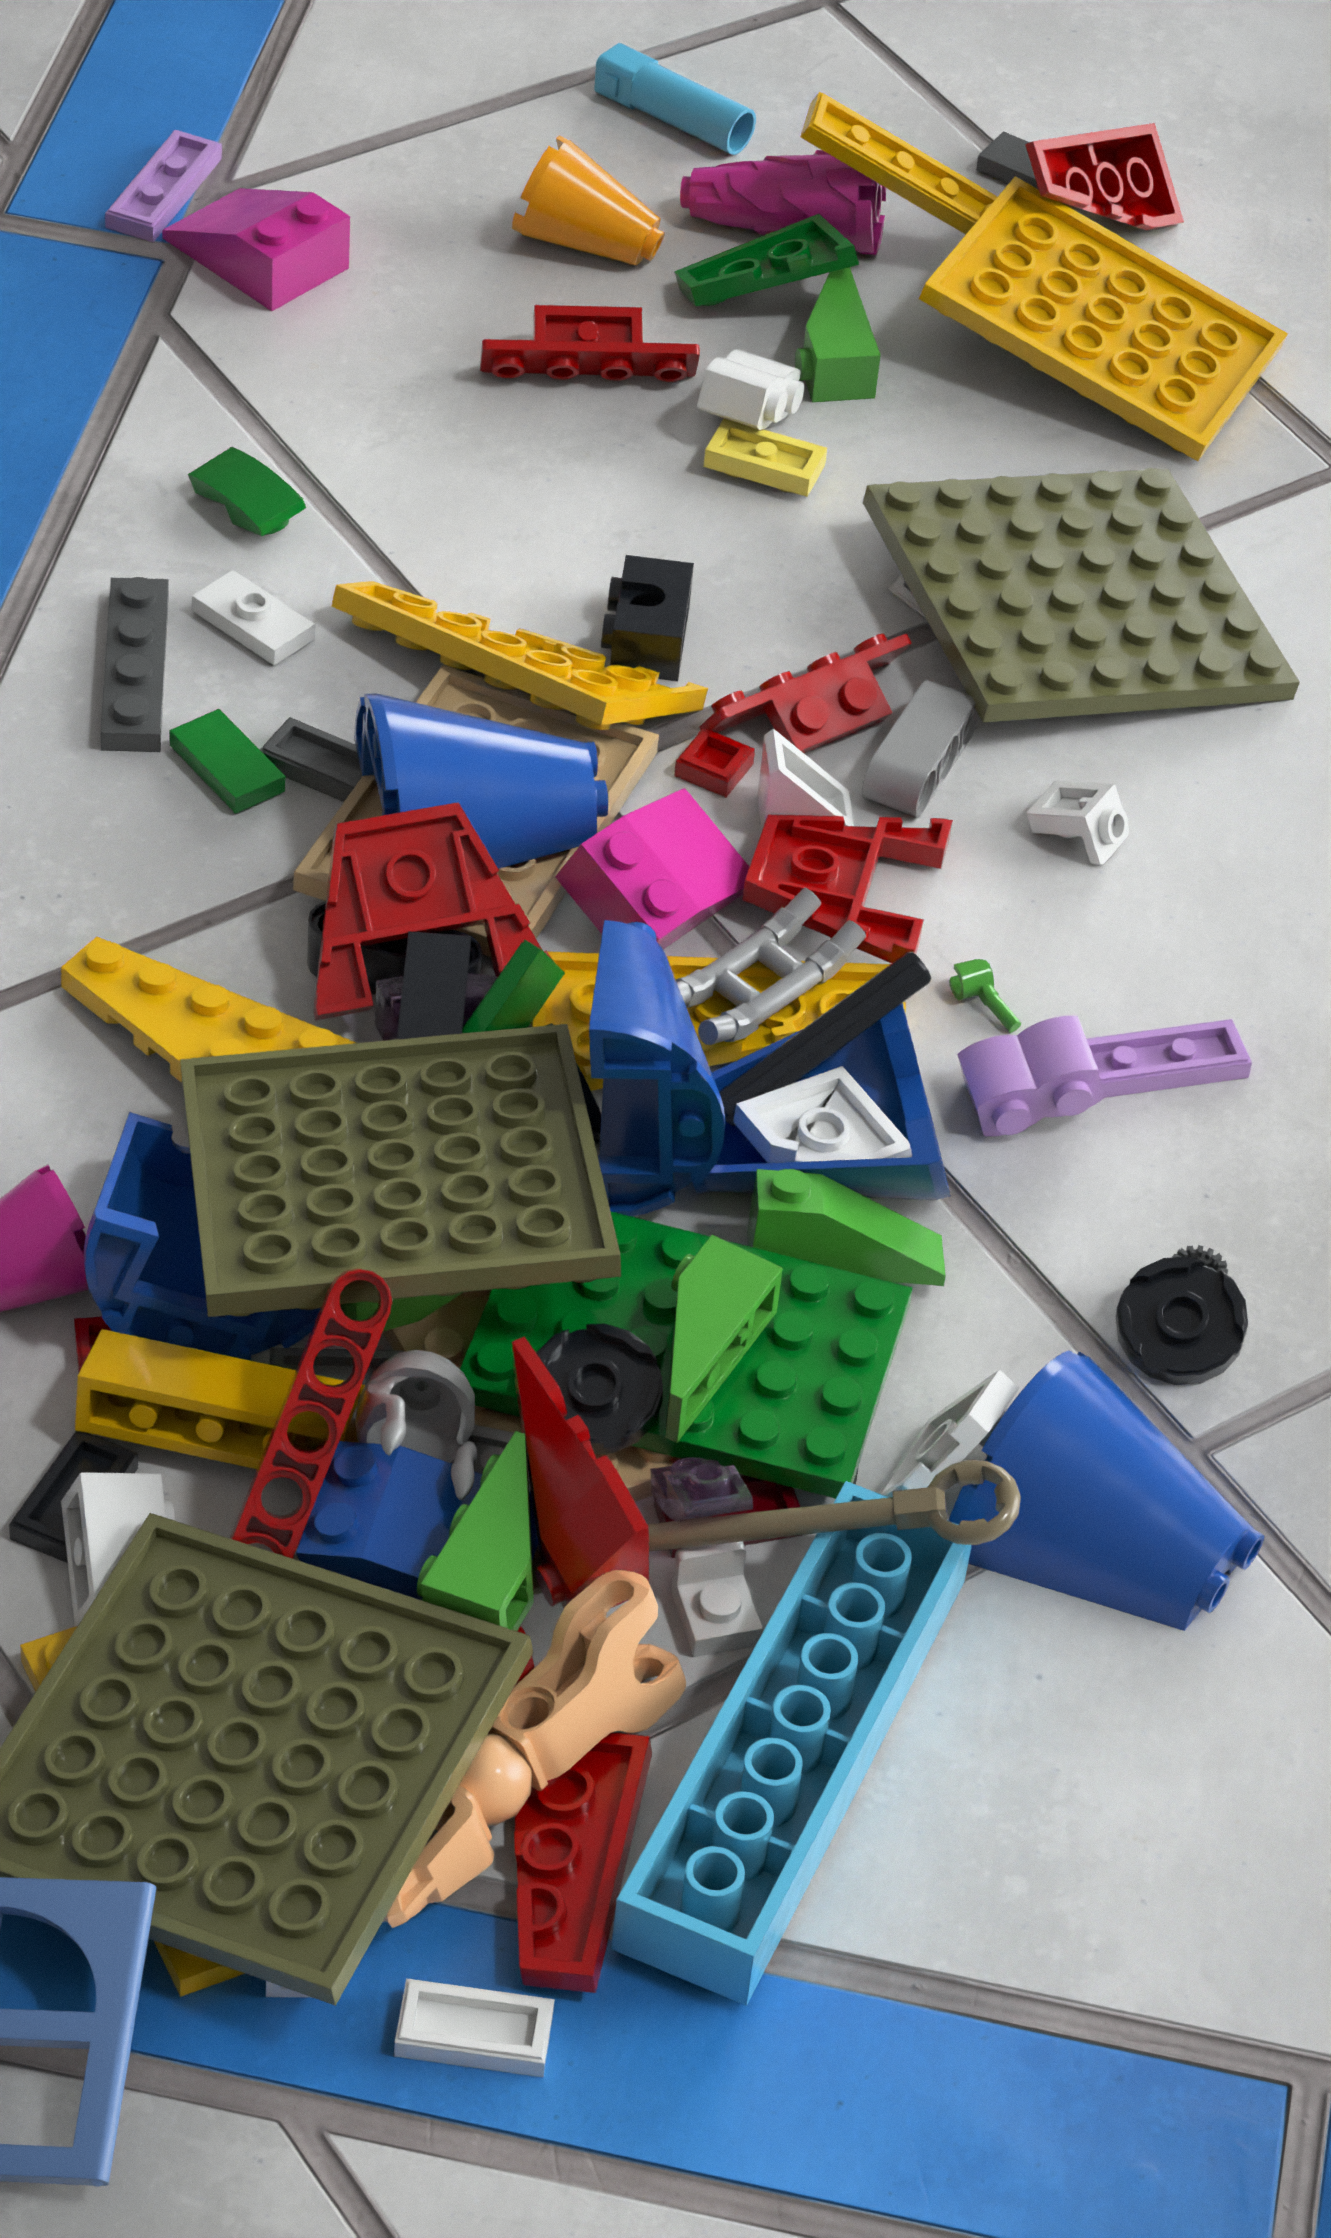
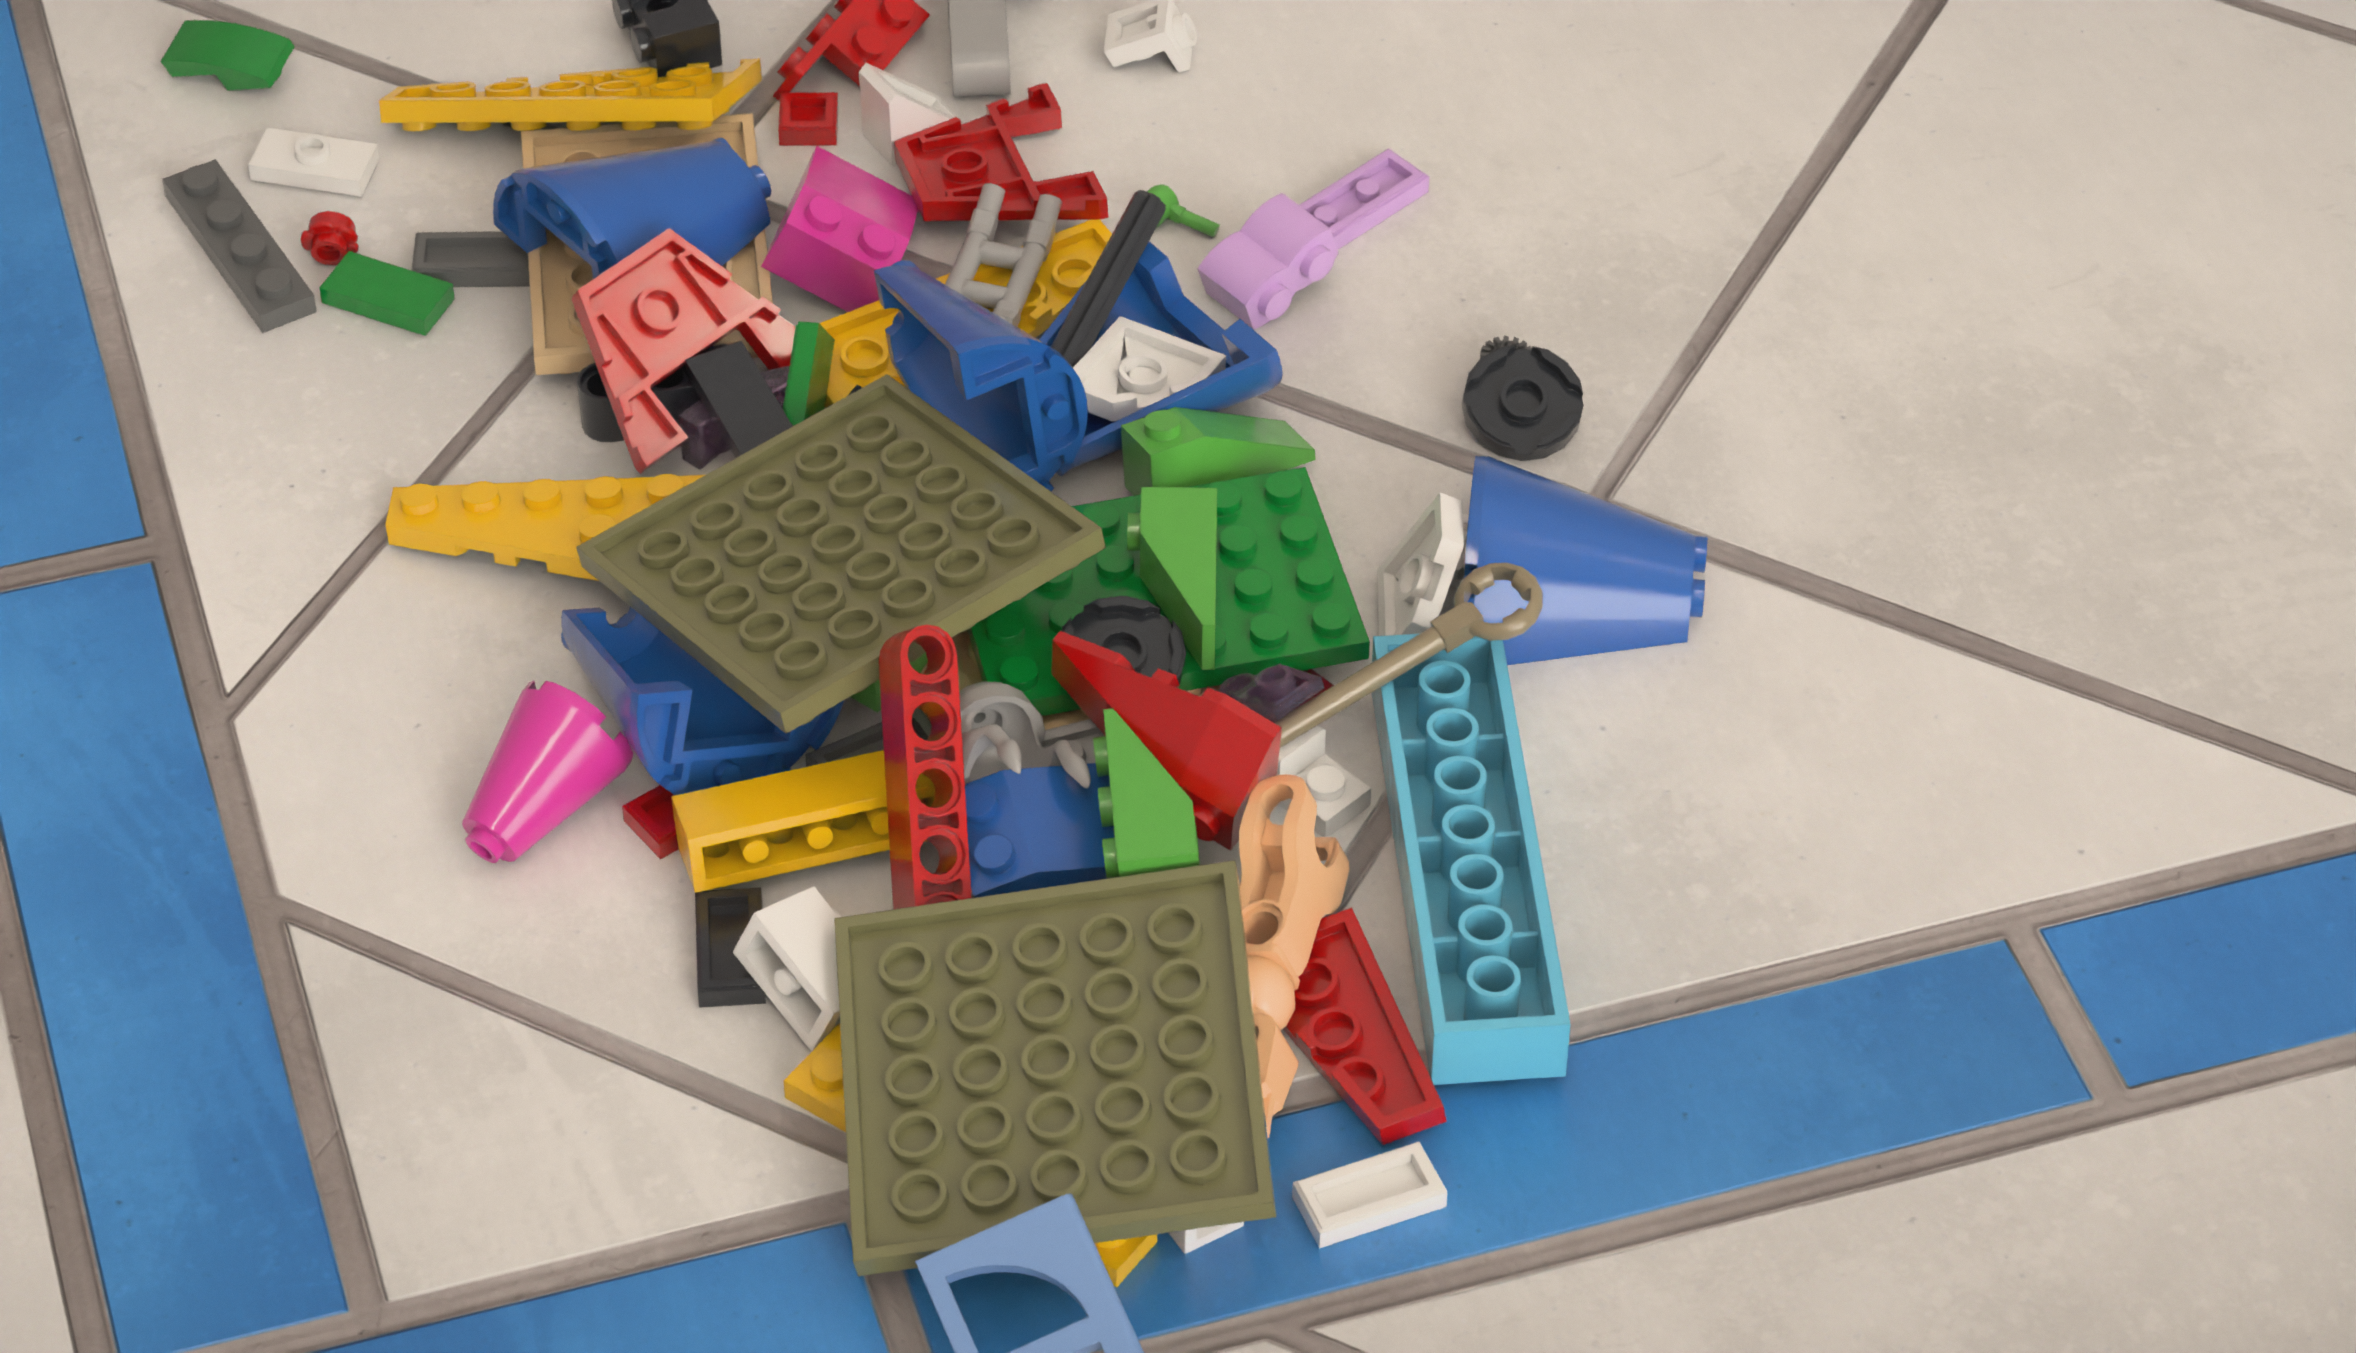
camera: 25 degrees left, 0 degrees up
(212, 689) = (330, 237): none -> red plate

